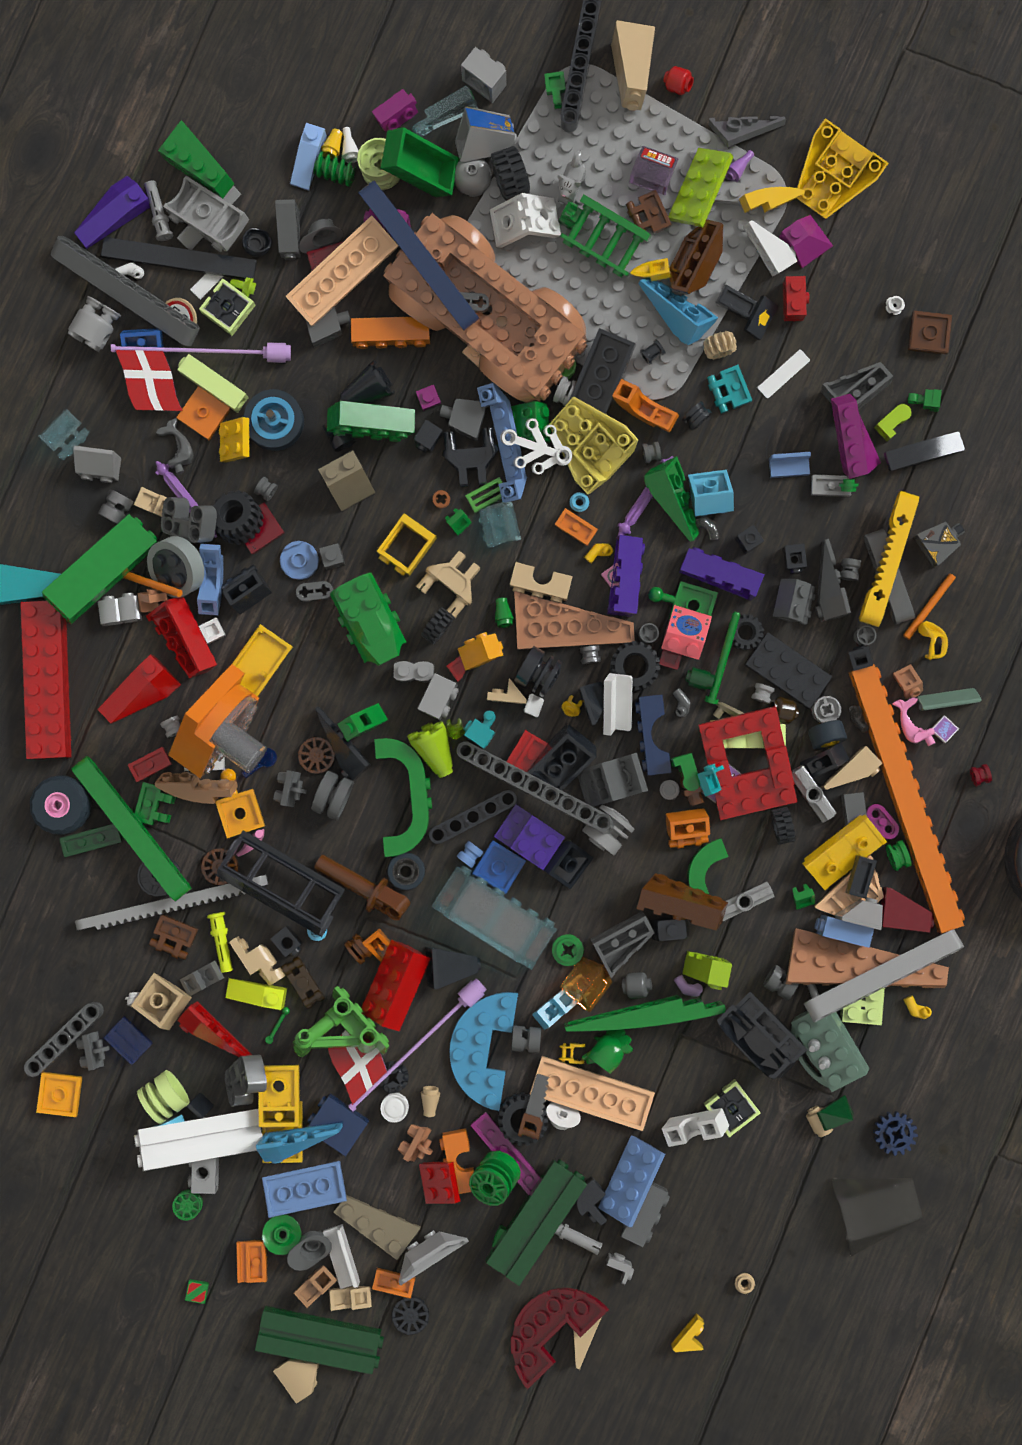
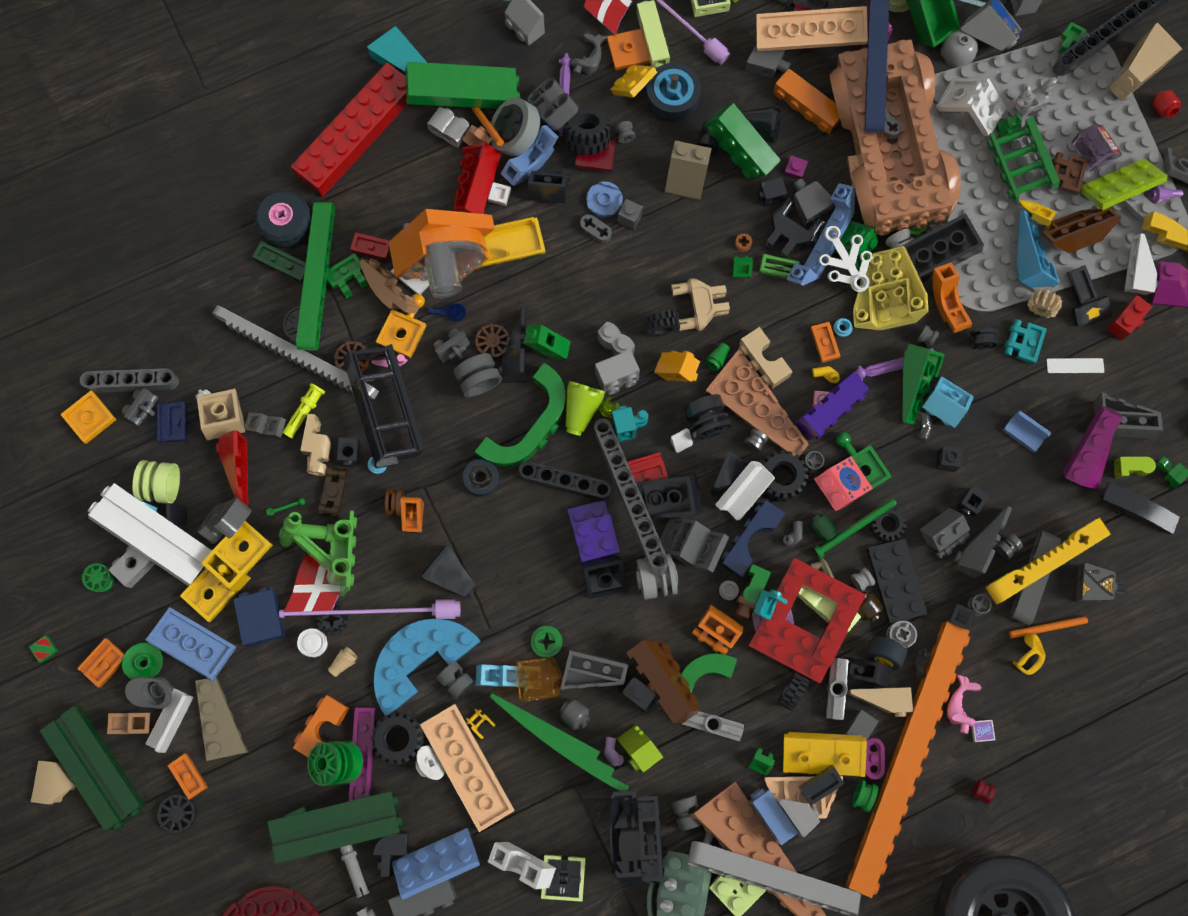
camera: 35 degrees right, 10 degrees down
(110, 512) = (504, 60): flat silver wheel -> none
(141, 689) = (411, 190): red wedge -> none
(150, 501) = (536, 74): tan slope -> none
(176, 931) = (278, 374): reddish brown plate -> none
(256, 993) = (293, 470): neon yellow slope -> none
(283, 1144) = (204, 592): dark azure wedge -> none
(350, 1298) = (146, 757): tan slope -> none
(368, 619) = (617, 275): green slope -> none
(377, 896) = (443, 474): reddish brown piece -> none
(395, 985) = (395, 550): red brick -> none
(415, 527) = (686, 236): yellow window -> none
(419, 1145) = (303, 687): nougat hips -> none
(428, 1253) = (233, 776): light grey wedge -> none
(439, 1182) = (291, 729): red plate -> none
(457, 668) = (648, 367): red tile -> none
(470, 854) = (539, 506): medium blue wheel -> none
(494, 917) = (515, 568): windscreen -> none
(499, 866) = (551, 534): blue plate -> none
(502, 524) = (771, 292): clear light blue brick -> none
(510, 172) = (991, 60): black tyre -> none
(512, 696) = (671, 420): tan slope -> none
(534, 1108) = (413, 736): dark grey piece -> none
(570, 708) = (707, 466): yellow plate -> none
(609, 1050) = (509, 745): green piece -> none
(652, 351) = (989, 267): black bush -> none
(670, 659) = (813, 494): dark red plate -> none
(721, 574) = (906, 465): dark purple wedge -> none
(827, 485) = (1045, 473): light grey plate -> none
(848, 485) = (1060, 482): green plate -> none
(904, 913) = (831, 846): dark red slope -> none
(909, 681) = (985, 670): nougat bracket -> none
(948, 699) = (1005, 711): sand green slope -> none

